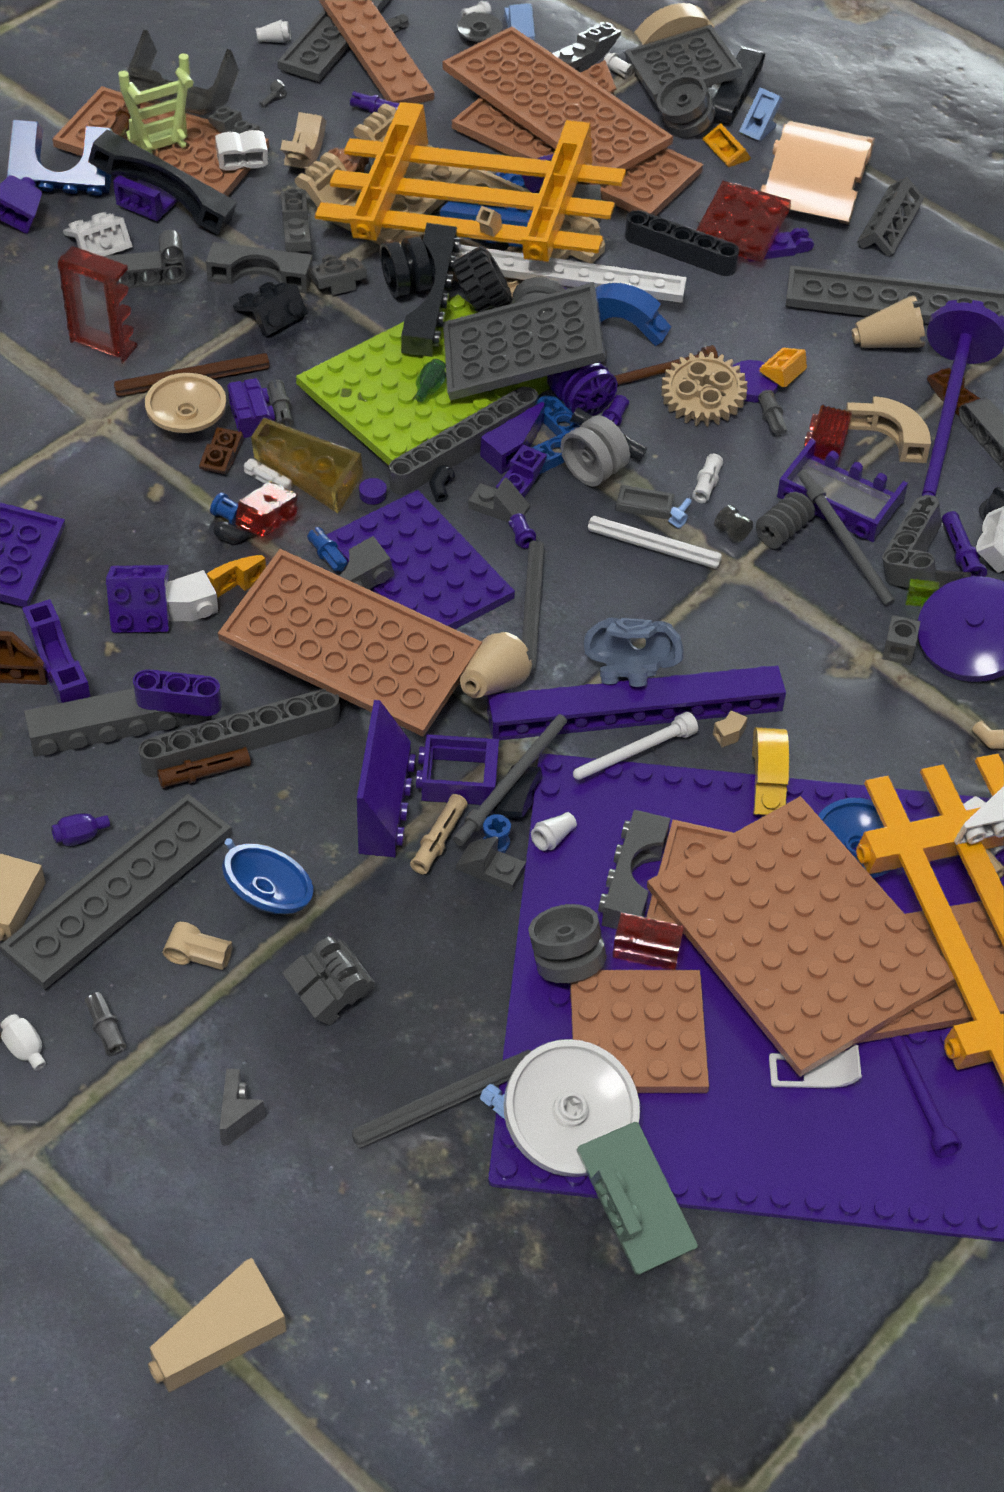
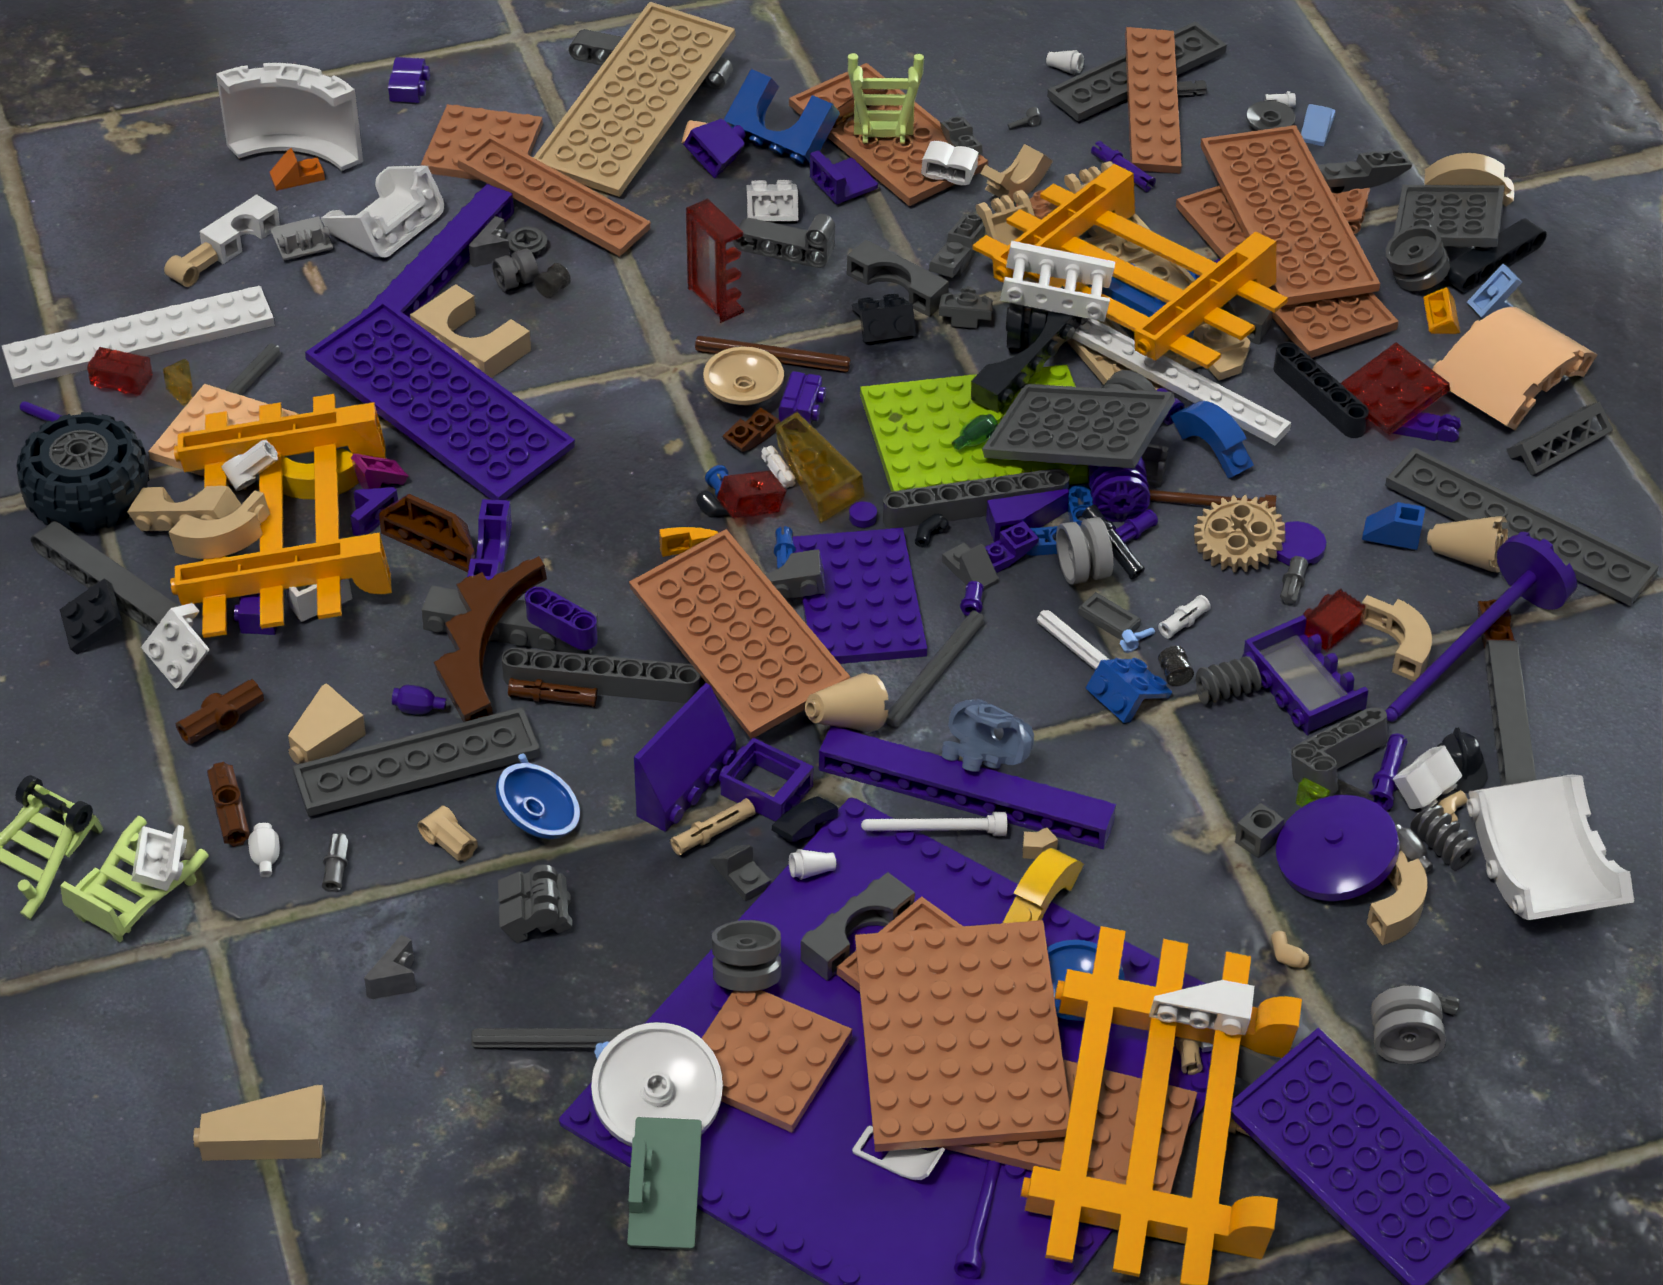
camera: 30 degrees right, 5 degrees down
(93, 707) = (470, 633): none -> reddish brown arch
(121, 157) = (825, 133): black arch -> none
(138, 598) = (586, 528): dark purple bracket -> none
(191, 598) = (622, 543): white slope -> none
(198, 100) = (930, 95): clear smoke windscreen -> none
(280, 403) = (831, 407): dark grey pin -> none
(424, 203) = (1059, 265): none -> white fence
(476, 818) = (749, 825): dark grey bar -> none
(482, 280) = (1084, 356): black tyre -> none
(489, 221) = (1120, 303): tan piece -> none
(498, 826) = (761, 841): blue bush -> none
(618, 65) = (1383, 193): white pin -> none
(648, 941) = (823, 986): clear red brick -> none
(705, 559) = (1124, 685): none -> blue bracket
(785, 366) = (1337, 541): light orange slope -> none
(817, 495) = (1267, 668): dark grey bar -> none
(825, 334) = (1395, 525): none -> blue slope

